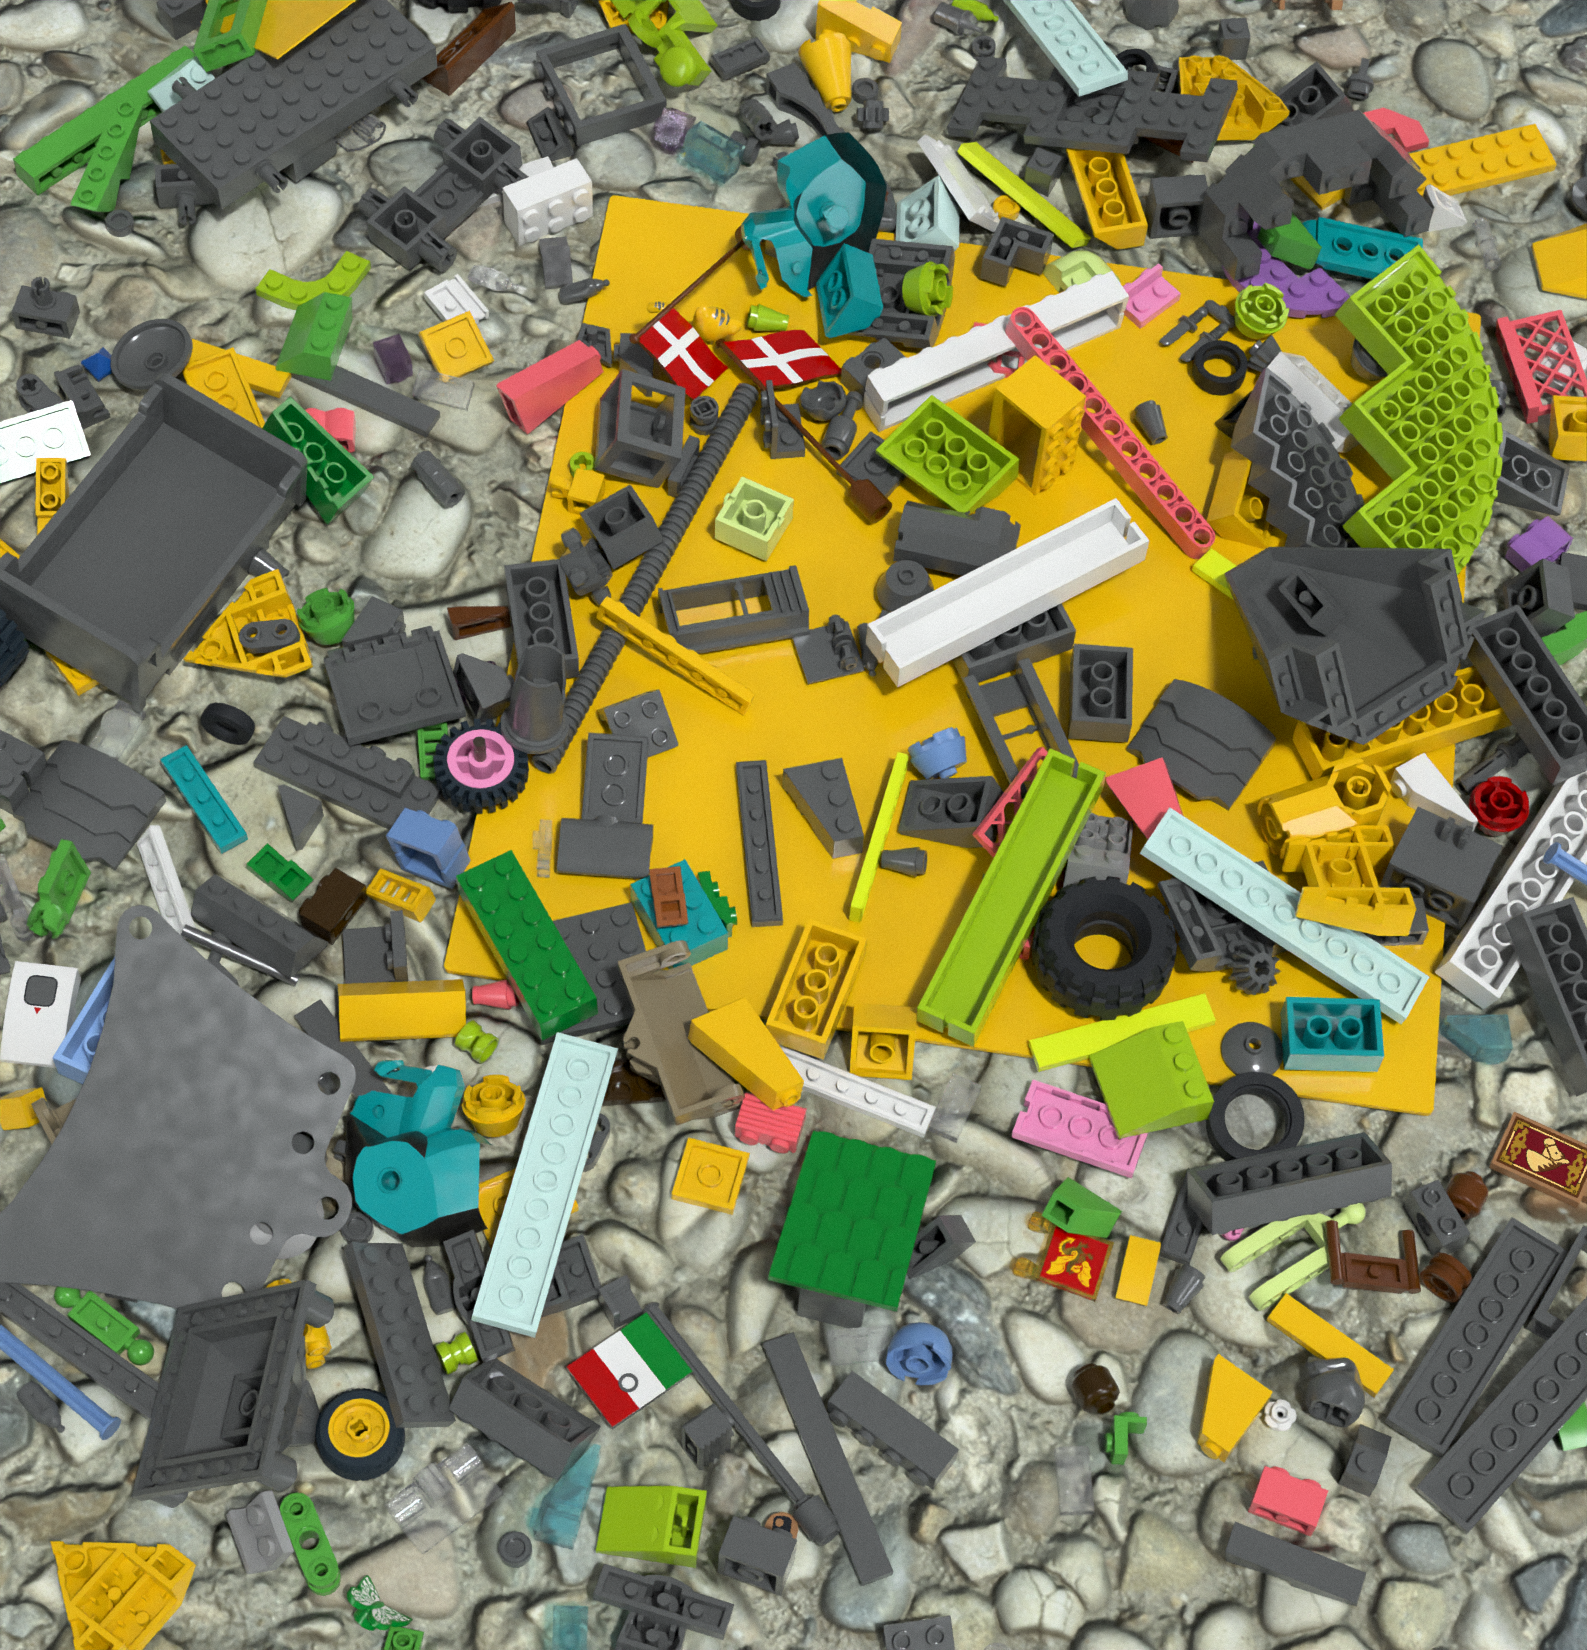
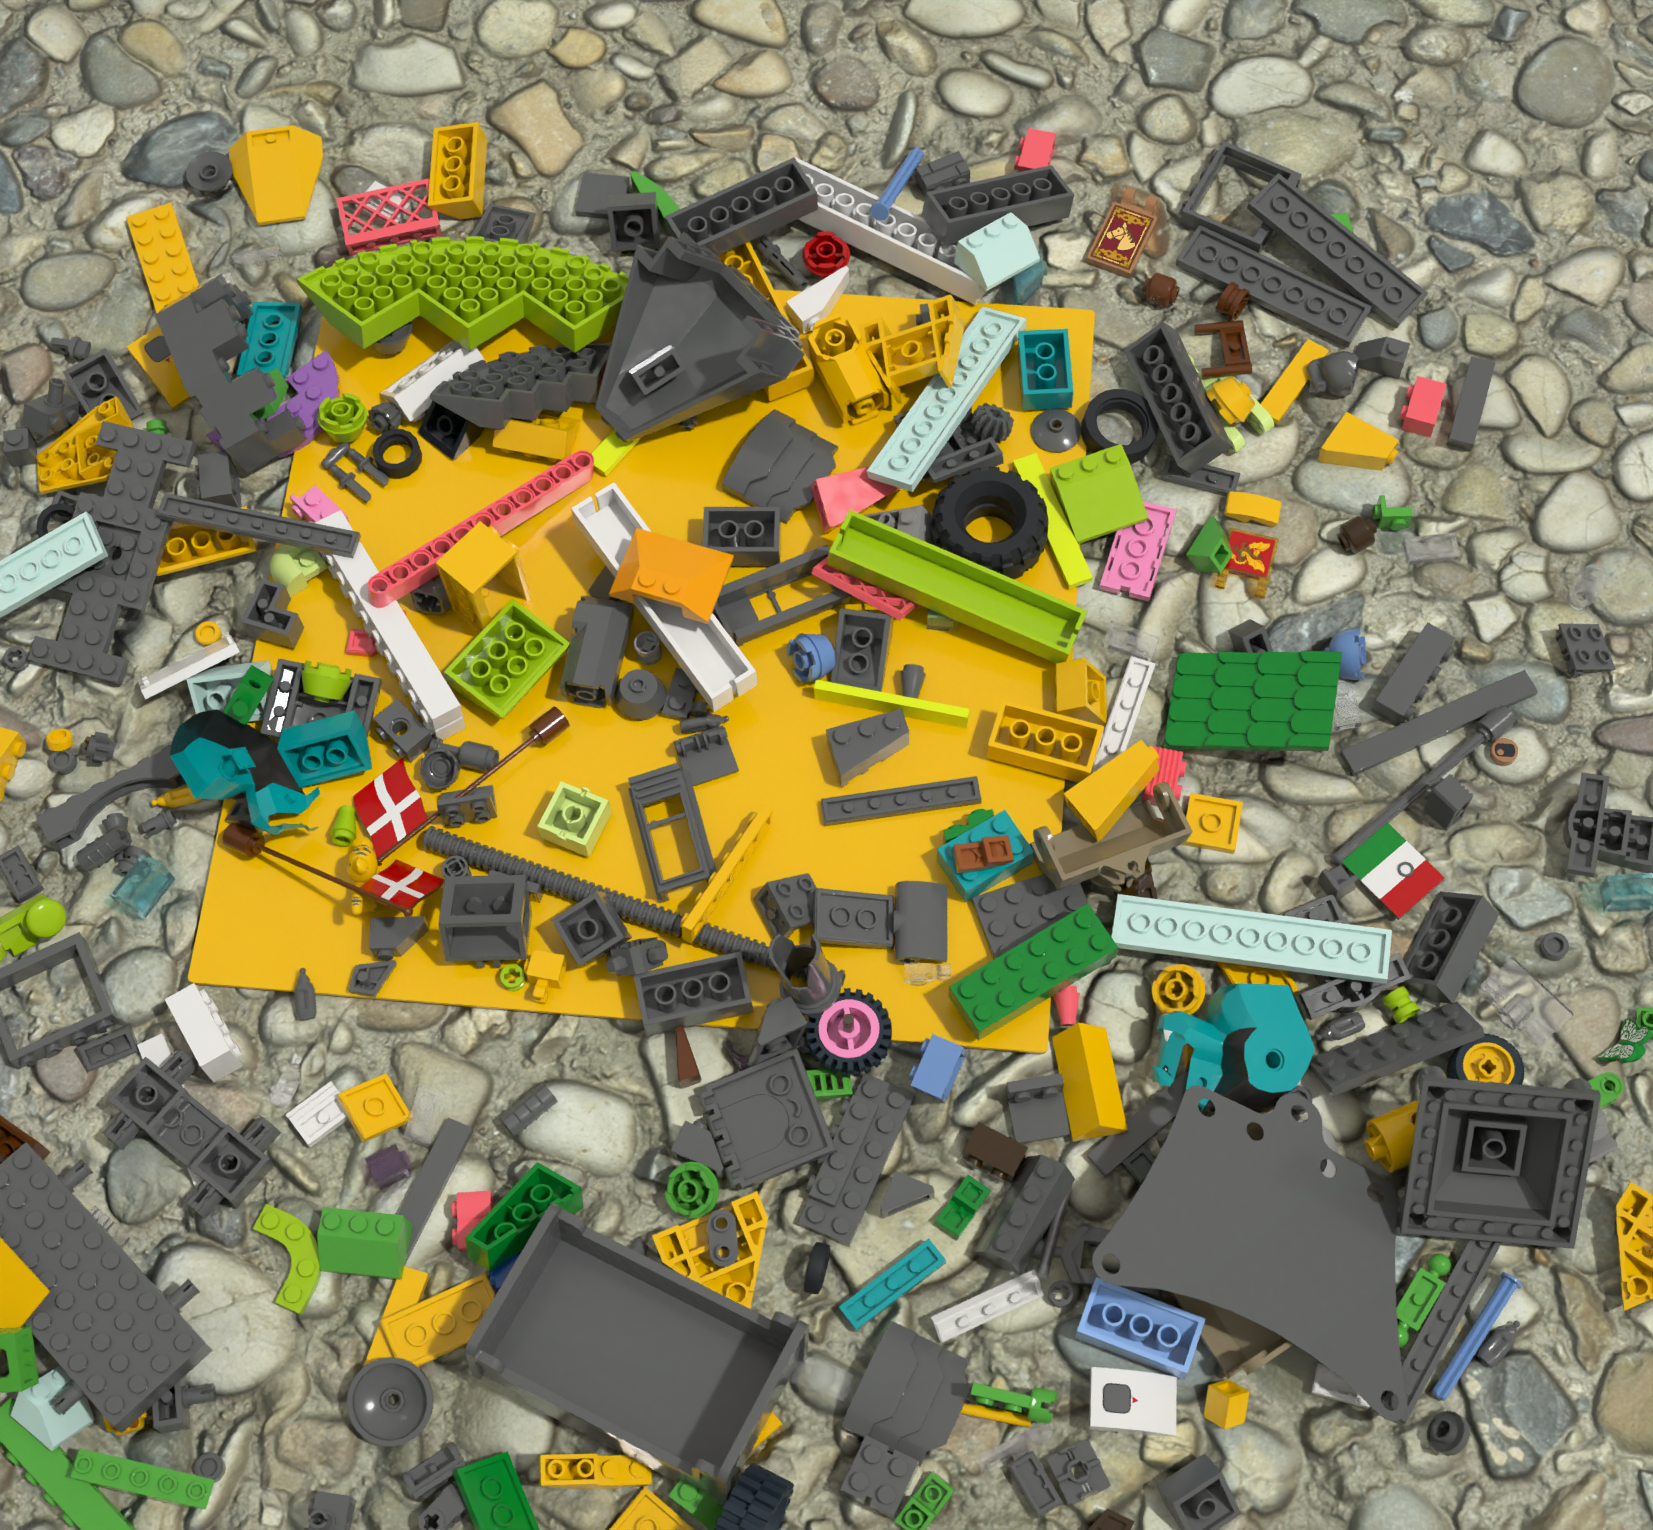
camera: 85 degrees left, 5 degrees up
(98, 364) = (390, 1462): blue slope -> none
(416, 905) = (982, 1103): yellow slope -> none
(476, 1041) = (1115, 1016): lime wheel -> none
(548, 384) = (423, 1010): coral slope -> none
(556, 262) = (268, 1026): flat silver slope -> none
(565, 1504) = (1516, 908): clear light blue slope -> none
(653, 1523) = (1521, 840): lime slope -> none
(672, 128) = (111, 924): clear purple brick -> none
(757, 1555) = (1537, 759): dark grey brick -> none
(829, 68) = (46, 786): yellow cone -> none
(866, 464) = (505, 733): dark grey tile -> none
(887, 85) = (59, 739): none -> yellow tile
(895, 211) = (246, 697): none -> green torso
(1022, 590) = (672, 574): none -> light orange slope
(1024, 195) = (195, 618): neon yellow tile -> none
(1045, 169) = (169, 600): dark grey slope -> none
(1107, 221) = (258, 525): none -> dark grey tile
(1151, 421) = (454, 506): dark grey cone -> none
(1183, 1288) = (1264, 477): dark grey cone -> none
(1271, 58) = (52, 411): none -> dark grey brick
(1275, 1422) = (1356, 407): white plate -> none
(1281, 1242) = (1232, 399): none -> yellow cone
(1405, 129) = (126, 316): coral tile -> none
(1436, 1218) = (1186, 306): dark grey brick -> none
(1442, 866) = (893, 286): dark grey piece -> none
(1496, 983) = (997, 251): none -> light aqua slope
(1541, 540) = (572, 226): medium lavender brick -> none

